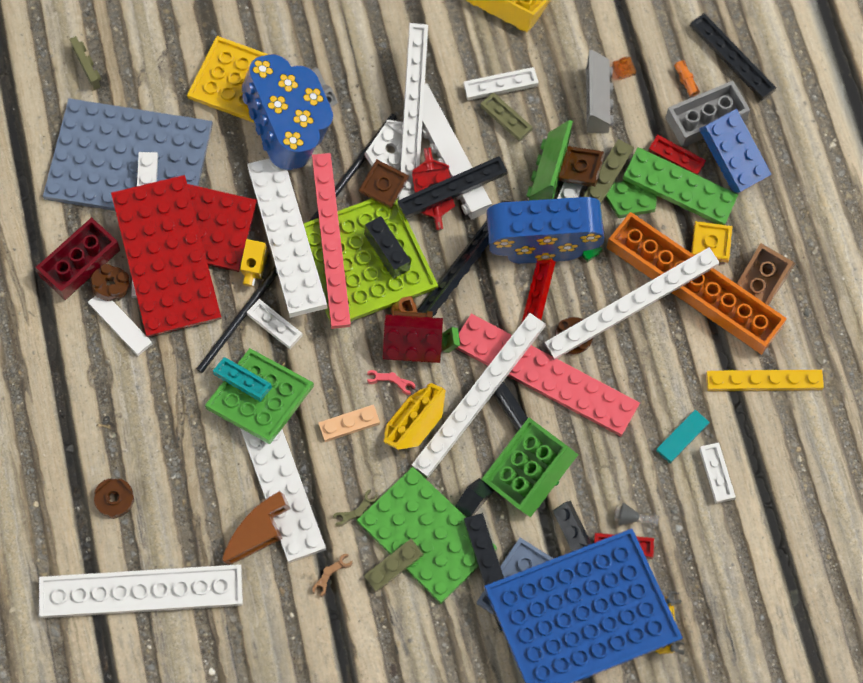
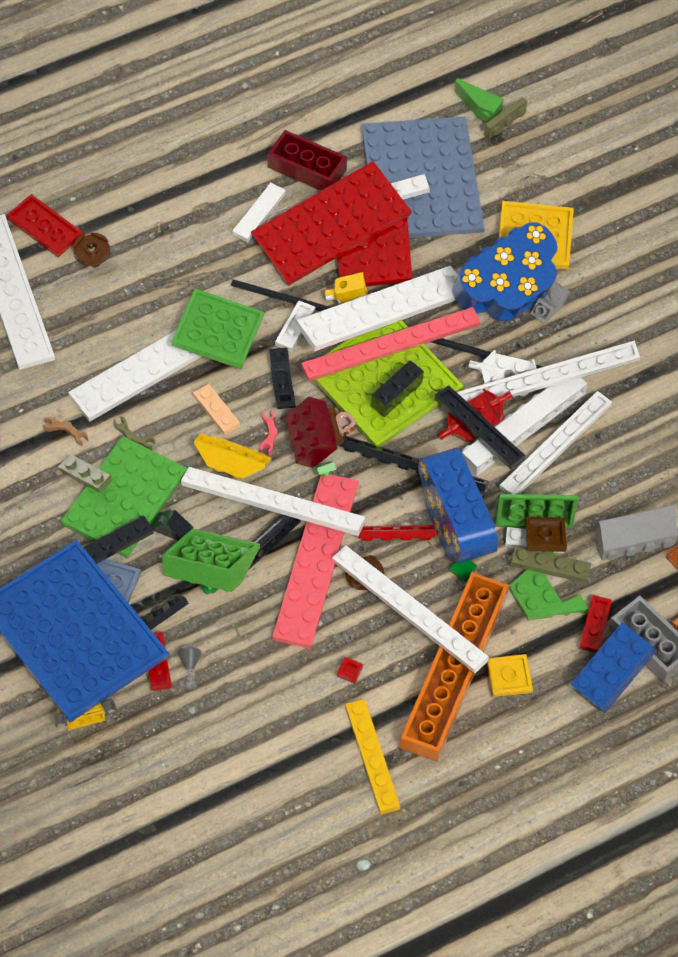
camera: 75 degrees right, 10 degrees down
(56, 80) = (481, 103): none -> bright green slope
(63, 540) = (44, 225): none -> red tile
(110, 273) = (296, 184): reddish brown plate -> none
(242, 379) = (227, 308): teal plate -> none
(257, 529) = (89, 357): dark orange slope -> none
(336, 353) = (281, 378): none -> black slope
(383, 184) = (465, 373): reddish brown plate -> none
(478, 129) = (556, 444): none -> white plate
(500, 83) = (616, 451): white plate -> none
(506, 116) = (581, 464): olive plate -> none
(674, 375) = (350, 670): none -> red plate
(680, 186) = (560, 633): bright green plate -> none
(682, 436) = (288, 692): teal tile -> none
(717, 473) = (257, 729): white plate -> none
(765, 273) = (487, 730): medium nougat slope -> none

